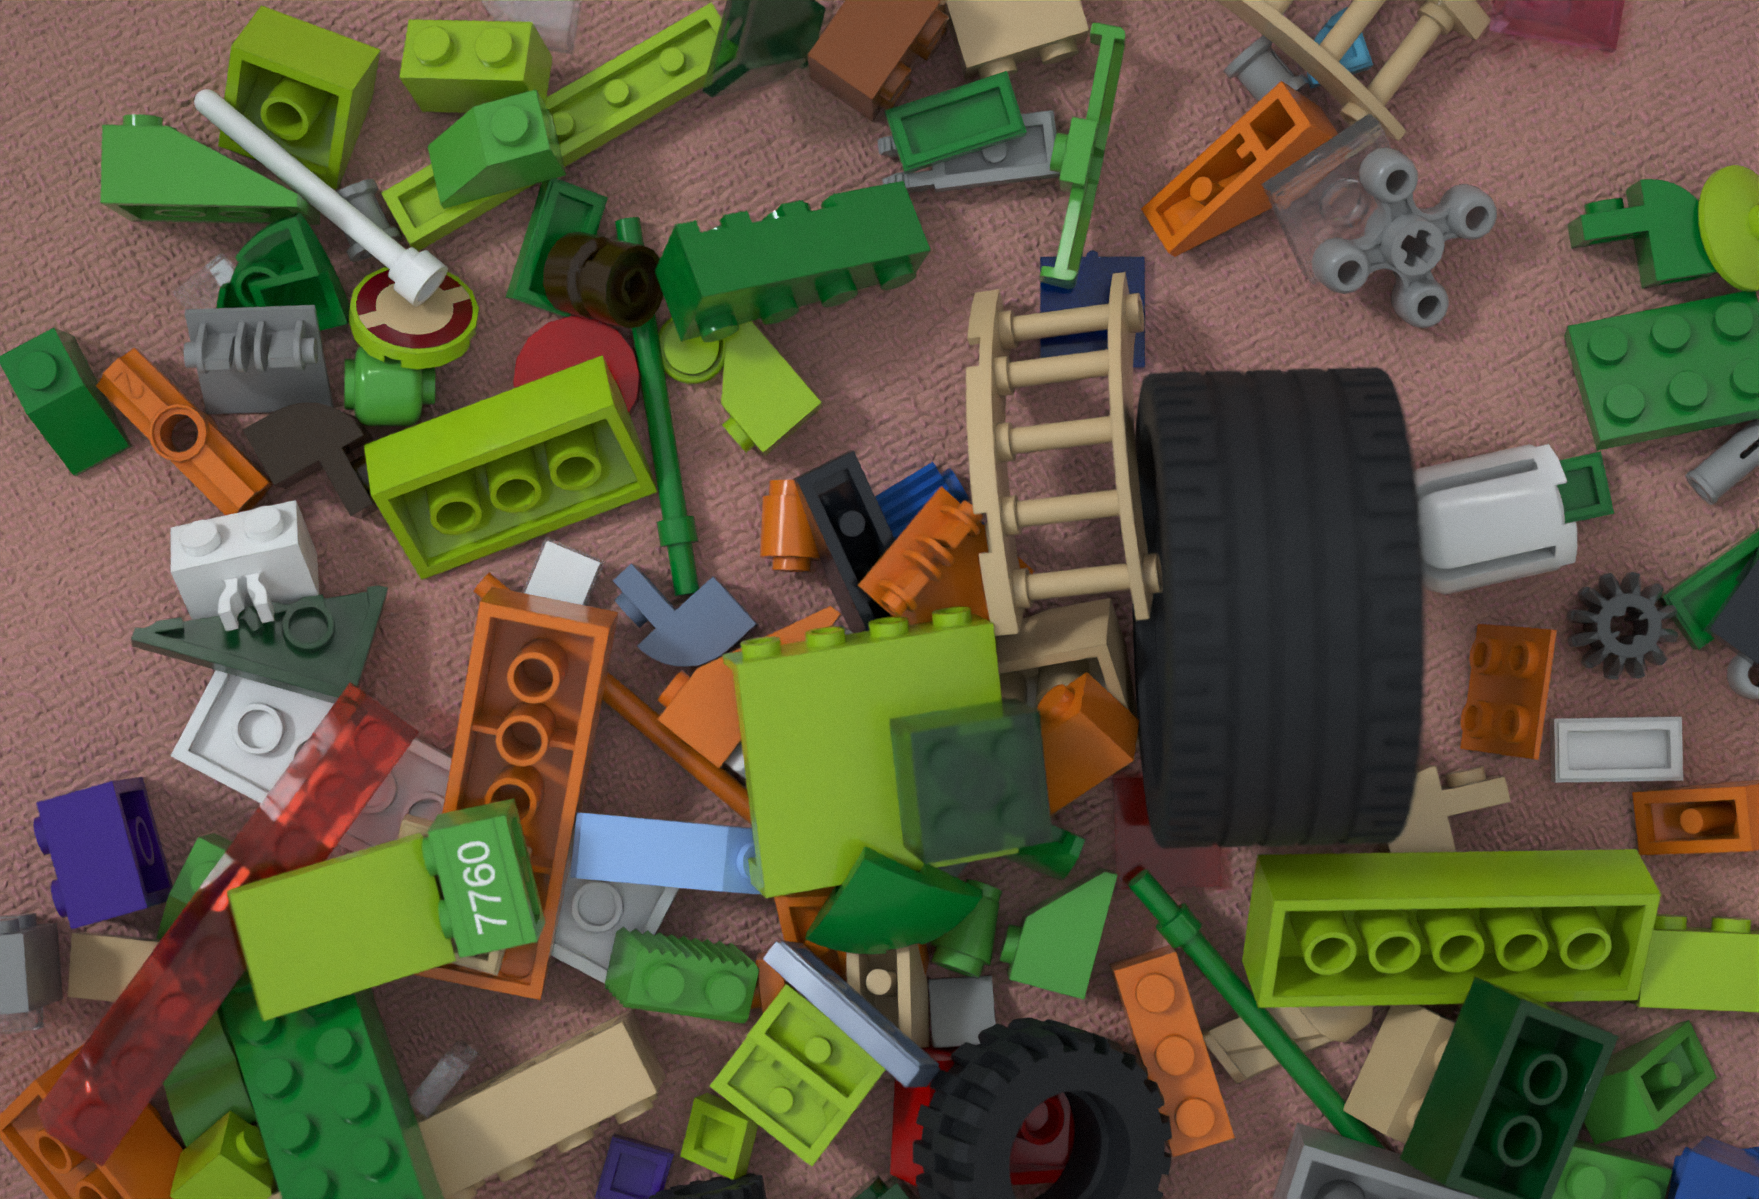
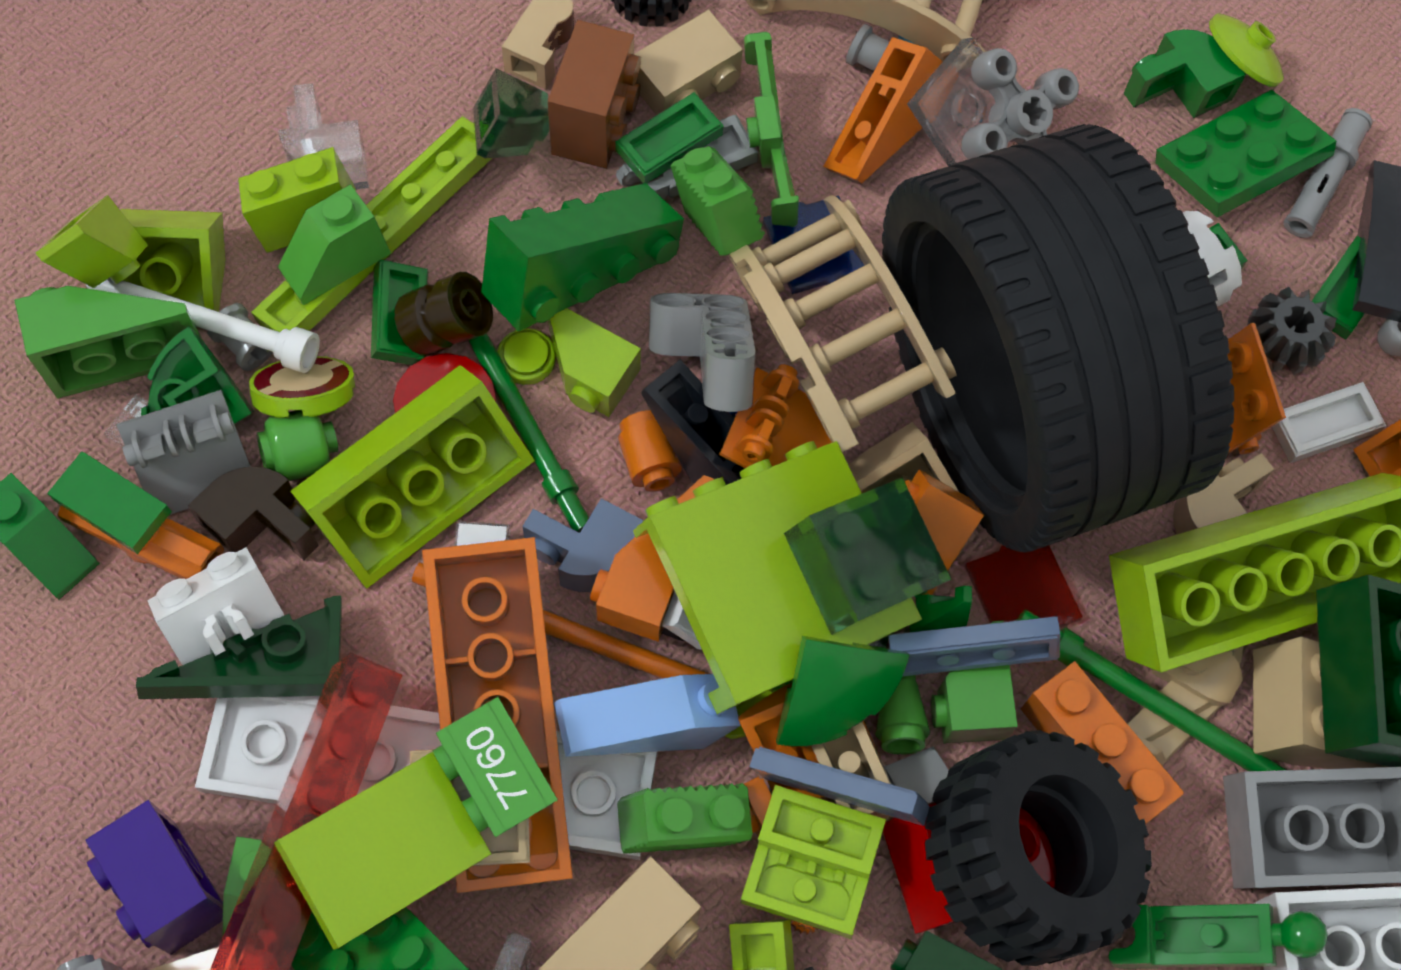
camera: 30 degrees left, 20 degrees down
(154, 402) = (109, 502): none -> green tile
(211, 77) = (95, 246): none -> lime slope
(920, 401) = (717, 332): none -> light grey beam
(980, 235) = (717, 200): none -> bright green brick
(1066, 905) = (979, 646): none -> sand blue tile

